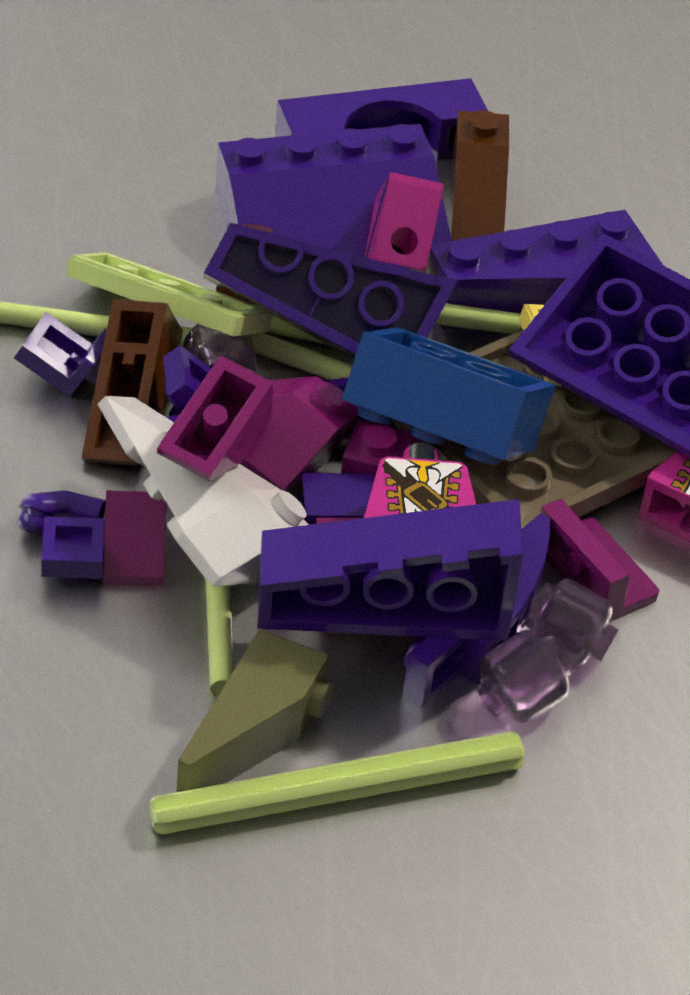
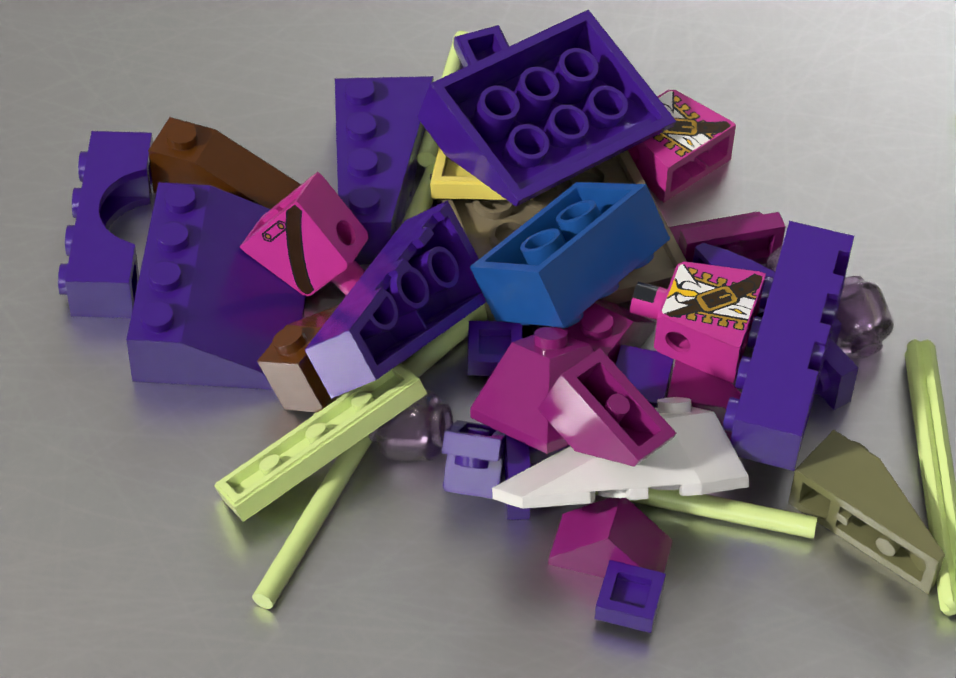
camera: 70 degrees left, 5 degrees up
(56, 504) = (566, 599): dark purple arm -> none
(61, 355) = (369, 544): dark purple bracket -> none
(130, 367) = (430, 500): reddish brown slope -> none

